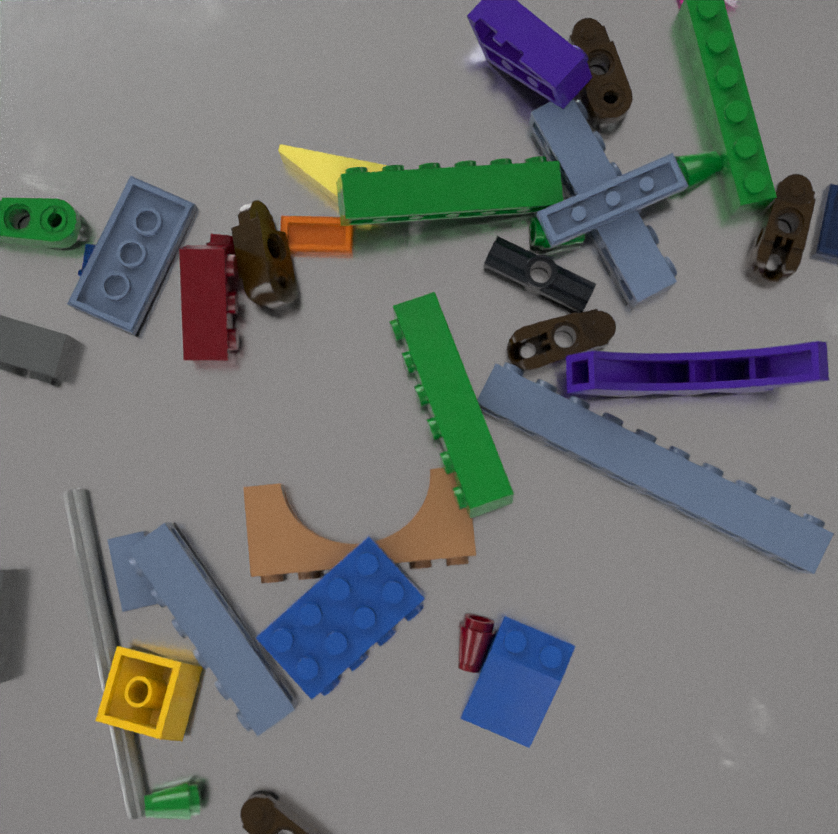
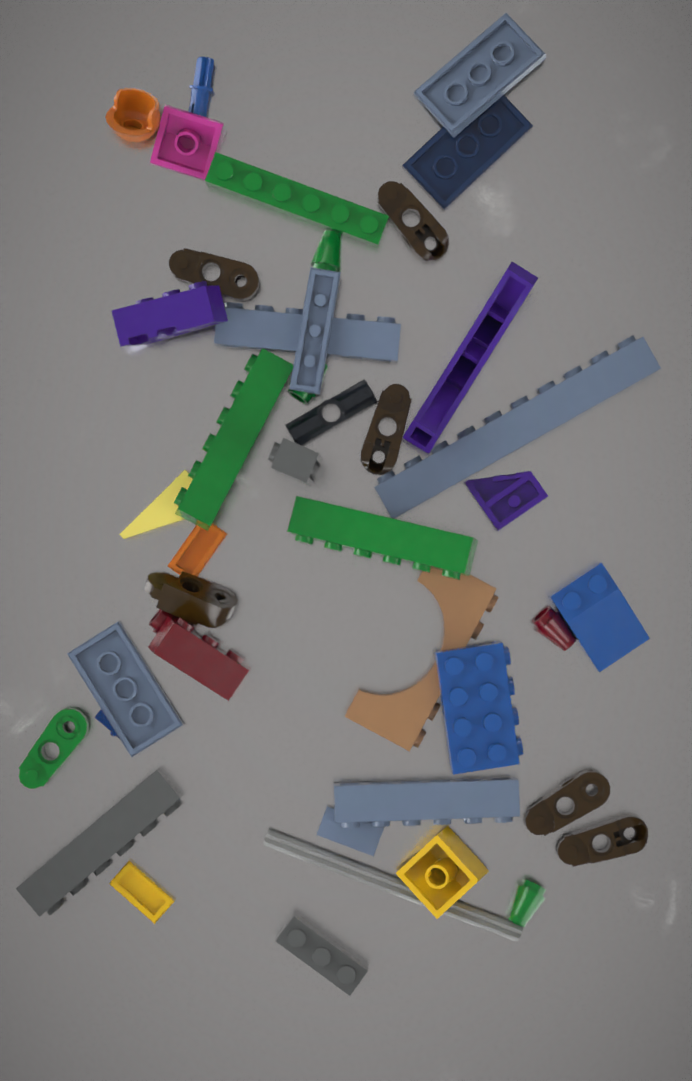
camera: 65 degrees left, 5 degrees up
(274, 764) = (545, 817): none -> dark brown piece
(470, 251) = (295, 461): none -> dark grey brick
(575, 504) = (506, 496): none -> dark purple wing

